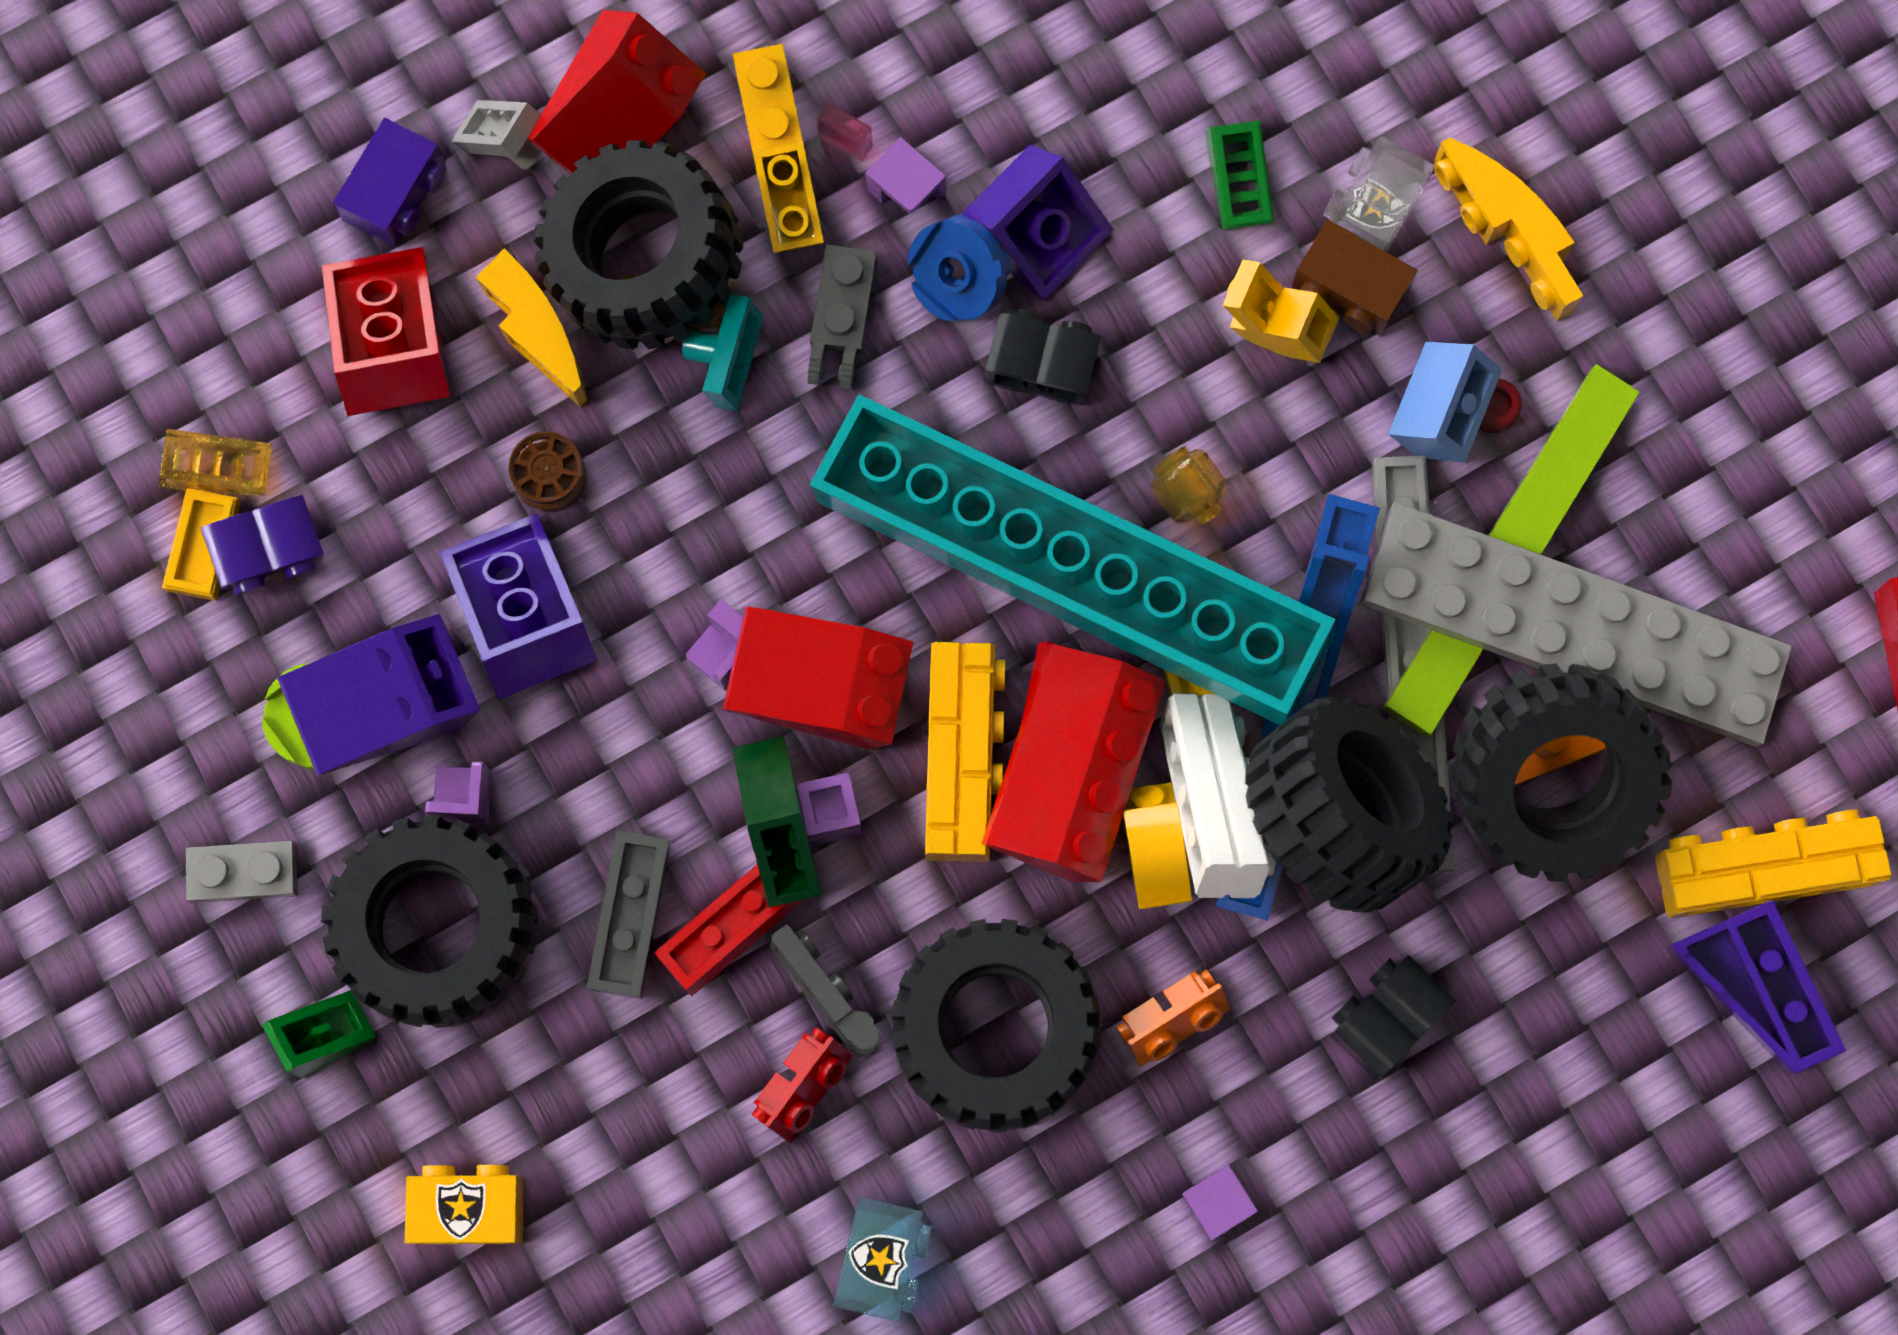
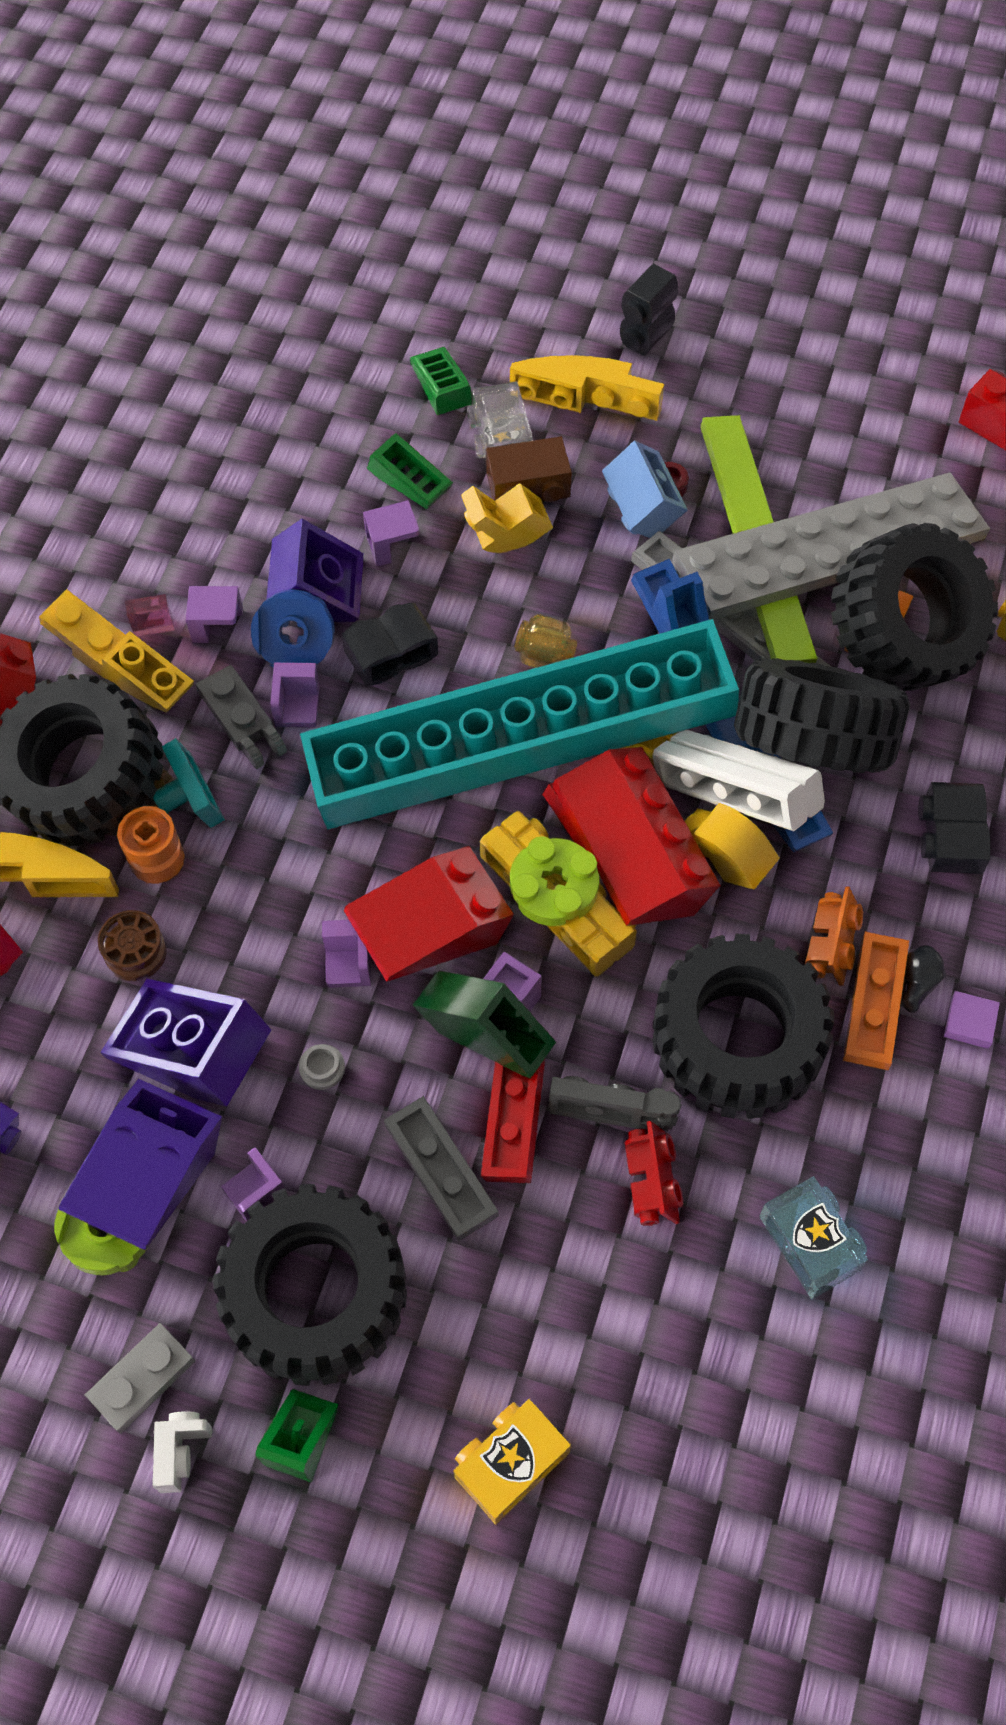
camera: 45 degrees left, 15 degrees down
(208, 959) = (171, 1458): none -> white bracket
(612, 731) = (321, 1066): none -> light grey plate
(641, 387) = (151, 844): none -> orange wheel
(905, 338) = (295, 695): none -> medium lavender panel
(944, 774) = (550, 857): none -> lime plate
(1148, 1108) = (876, 1001): none -> orange plate
(1154, 229) = (388, 526): none -> medium lavender panel
(1217, 1123) = (922, 975): none -> black animal
(1364, 119) = (446, 398): none -> green slope
(1655, 191) = (648, 309): none -> black brick

